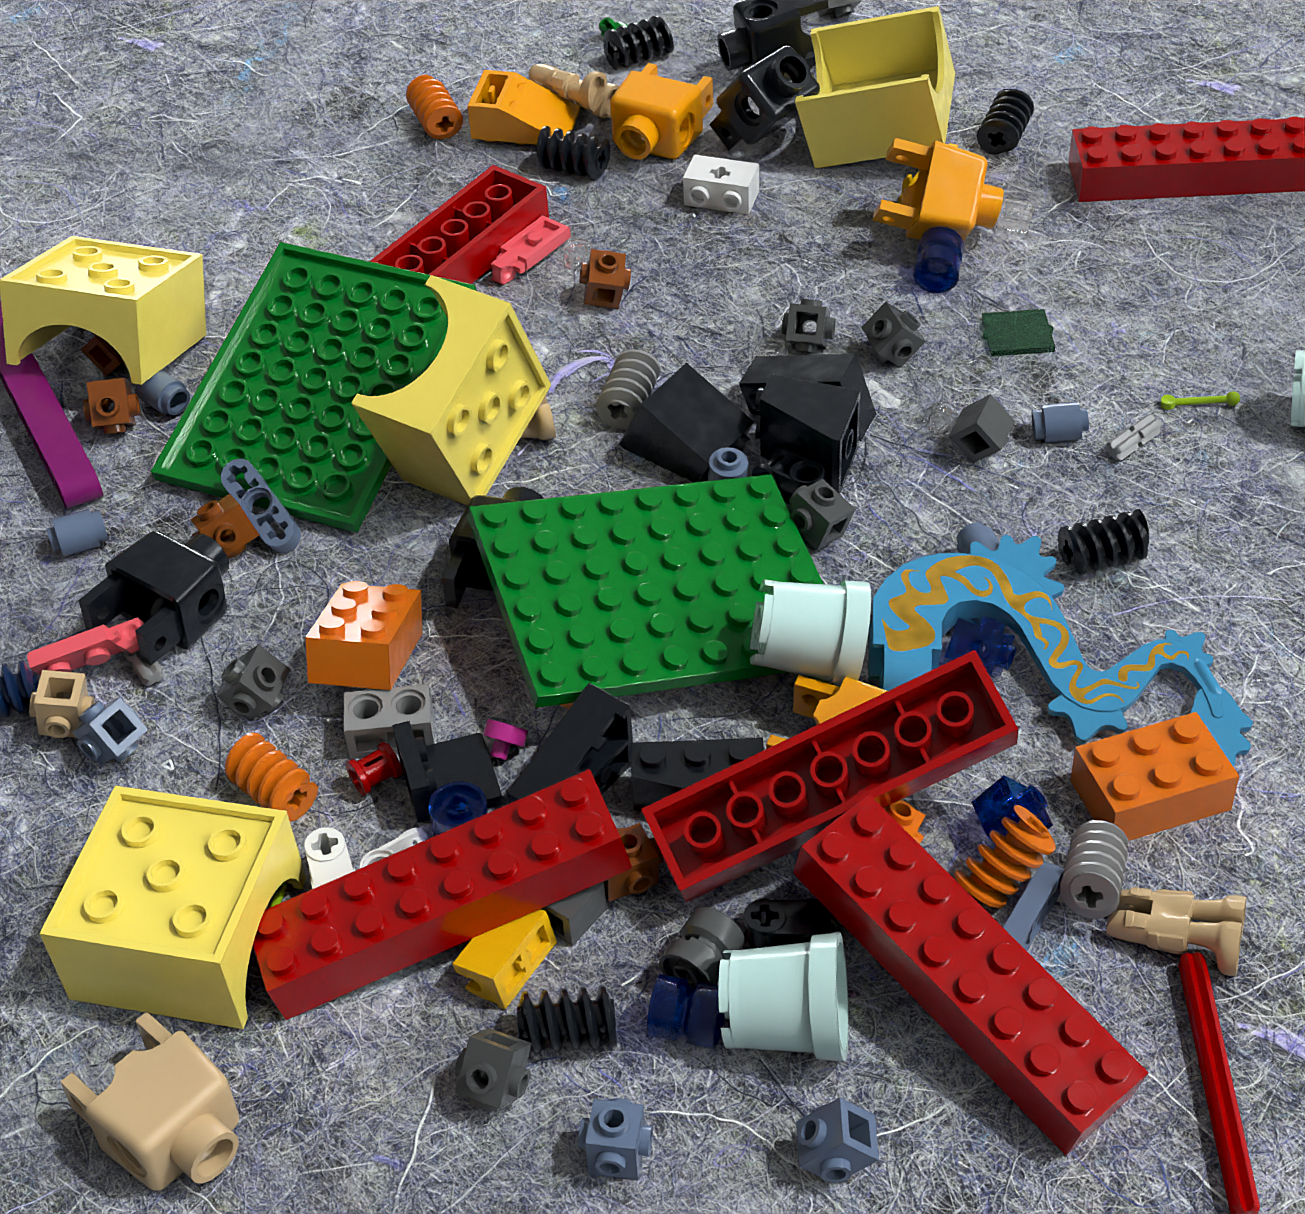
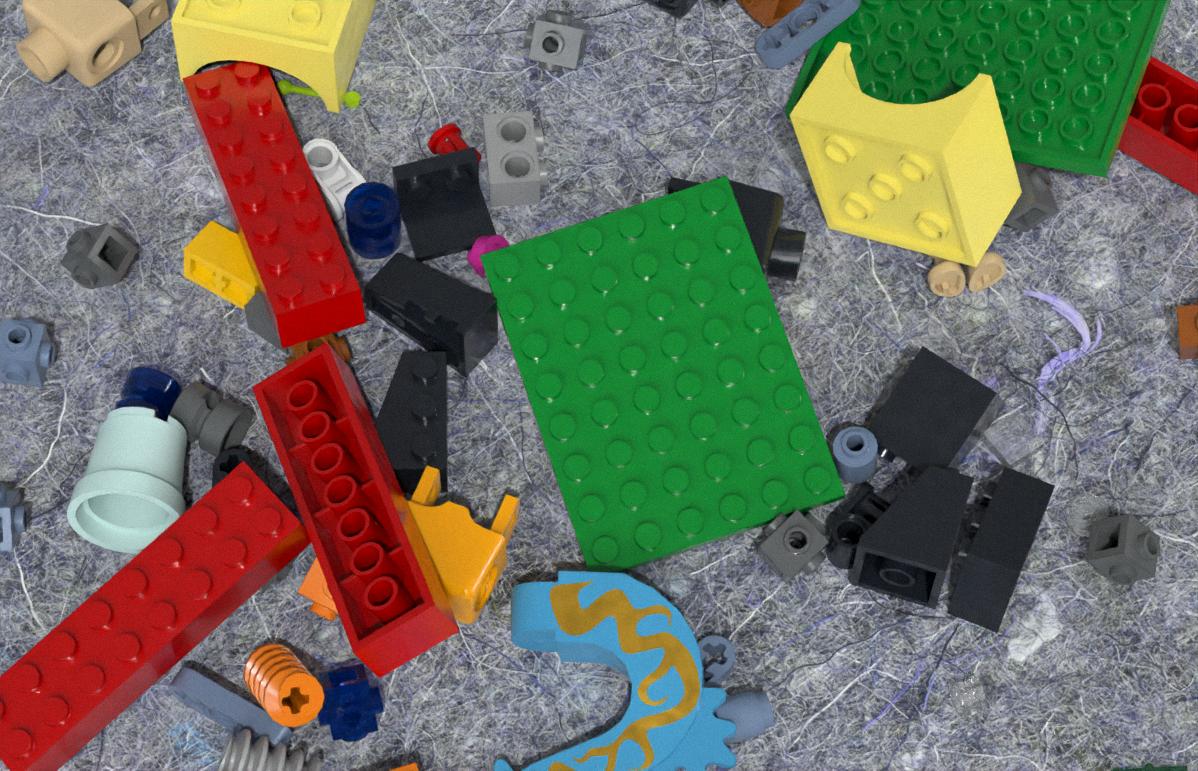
camera: 85 degrees right, 15 degrees up
(270, 776) = (442, 64): orange piece -> none
(326, 856) = (329, 121): white piece -> none
(364, 636) = (604, 121): orange brick -> none
(567, 1019) = (147, 315): black piece -> none
(627, 387) = (1007, 358): light grey piece -> none
(812, 629) = (564, 505): light aqua piece -> none
(893, 334) = (1113, 646): dark grey brick -> none
(972, 635) = (583, 695): clear blue brick -> none
(982, 428) = (942, 733): dark grey brick -> none

